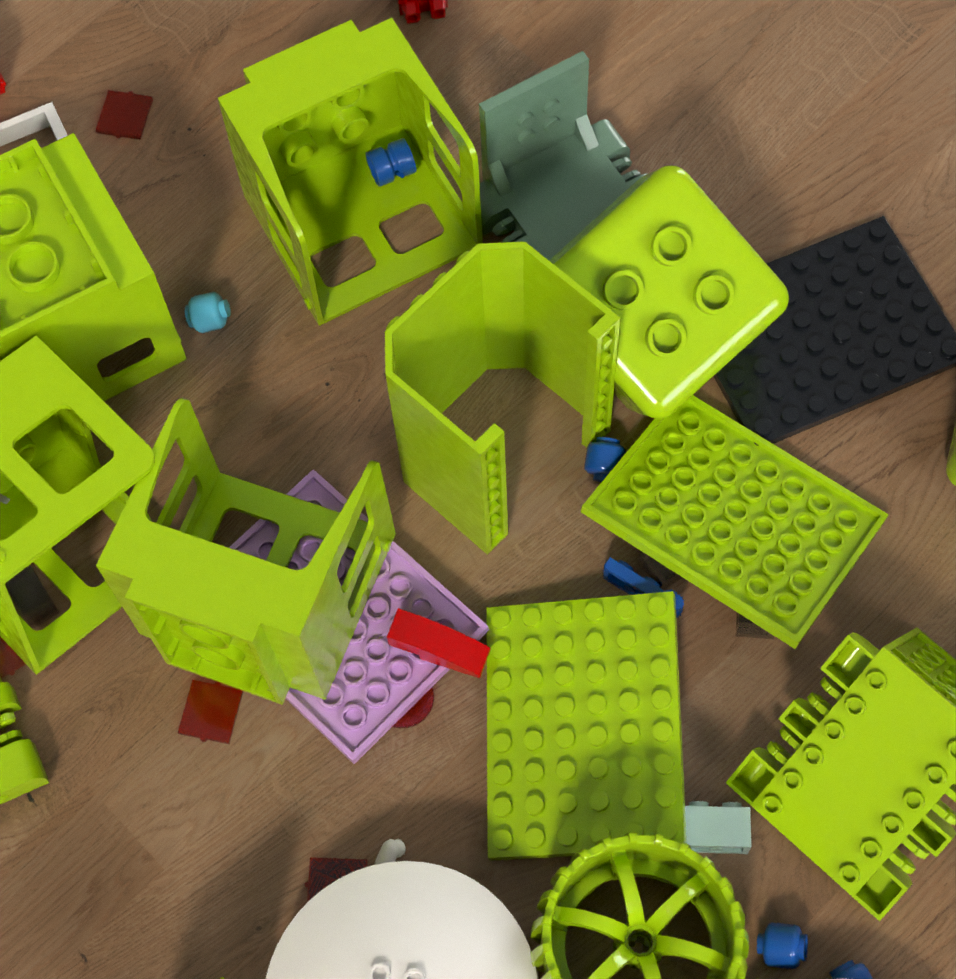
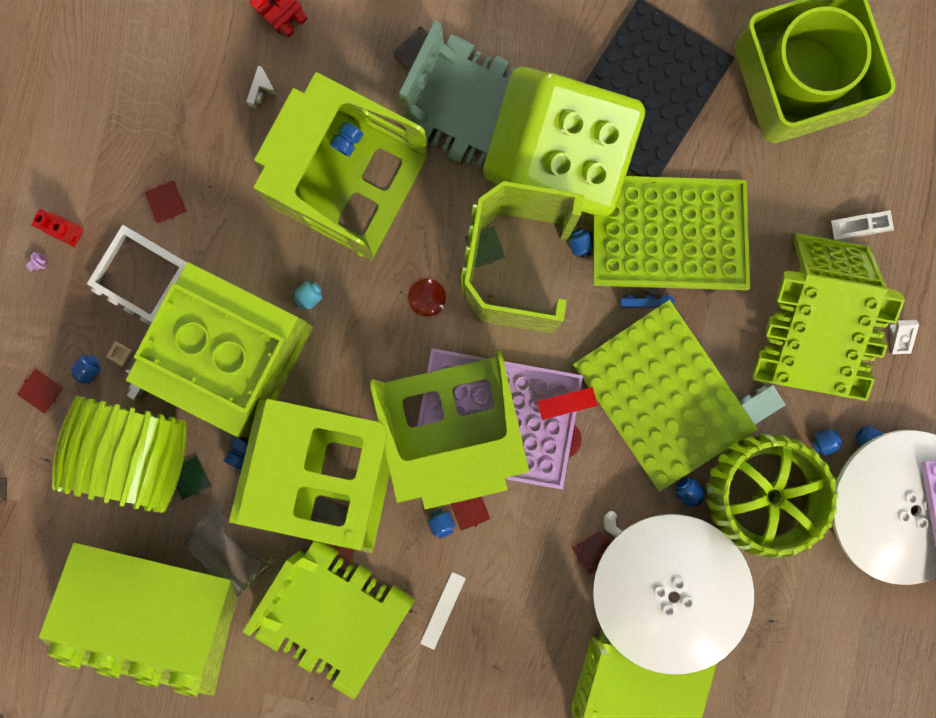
camera: 35 degrees left, 20 degrees up
(72, 827) = (443, 610): none -> white sticker
(156, 701) = (441, 523): none -> blue head
(357, 421) = (427, 307): none -> clear red dish
(479, 398) = (488, 248): none -> clear green piece
(528, 884) = (690, 492): none -> blue head

